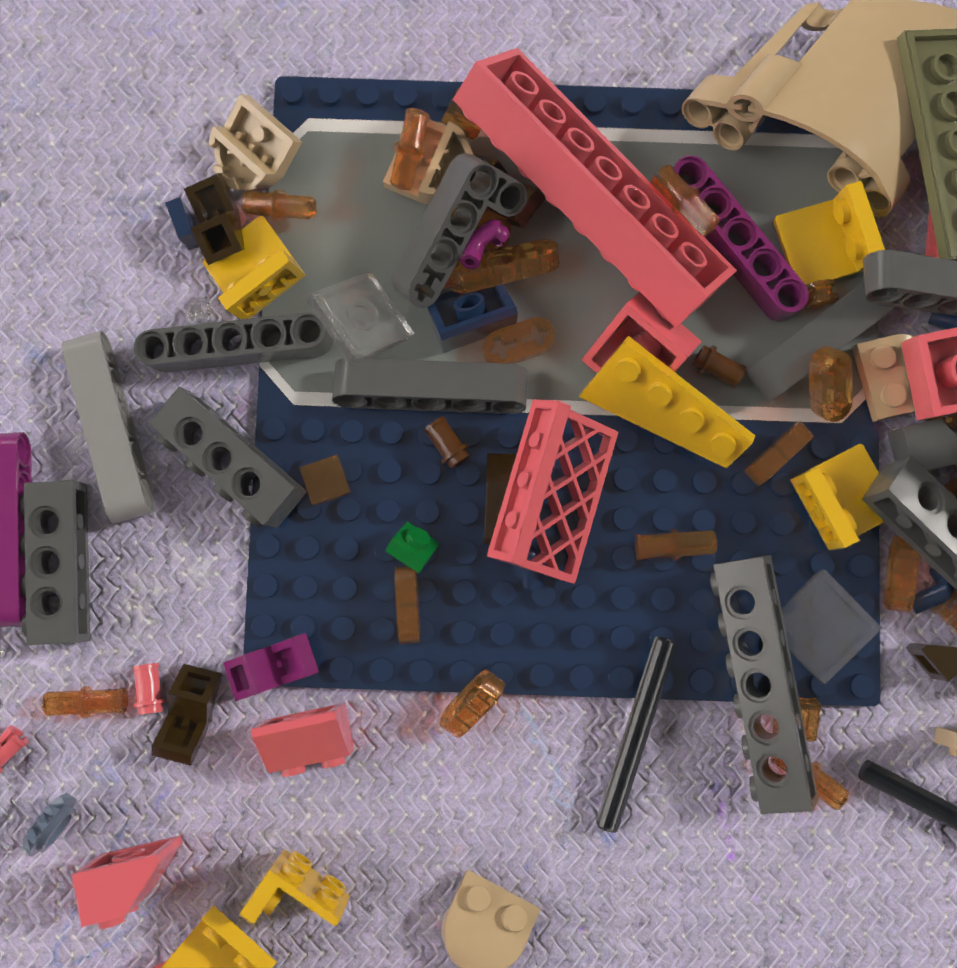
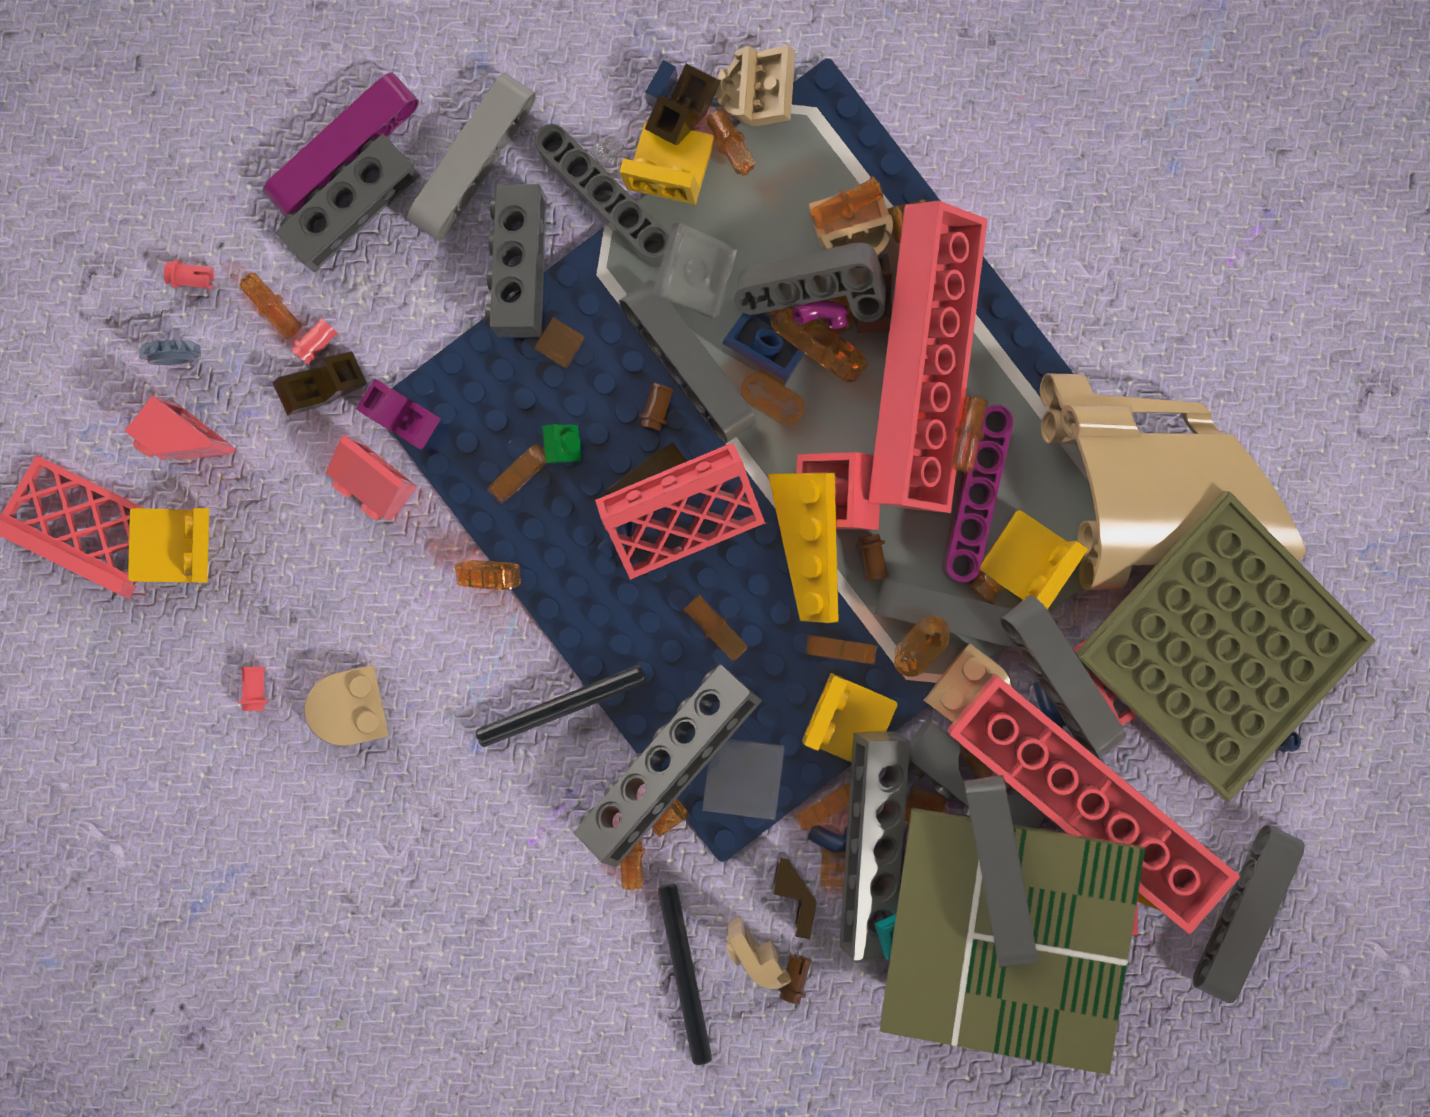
camera: 50 degrees right, 5 degrees up
(295, 876) = (273, 554): yellow bracket -> none

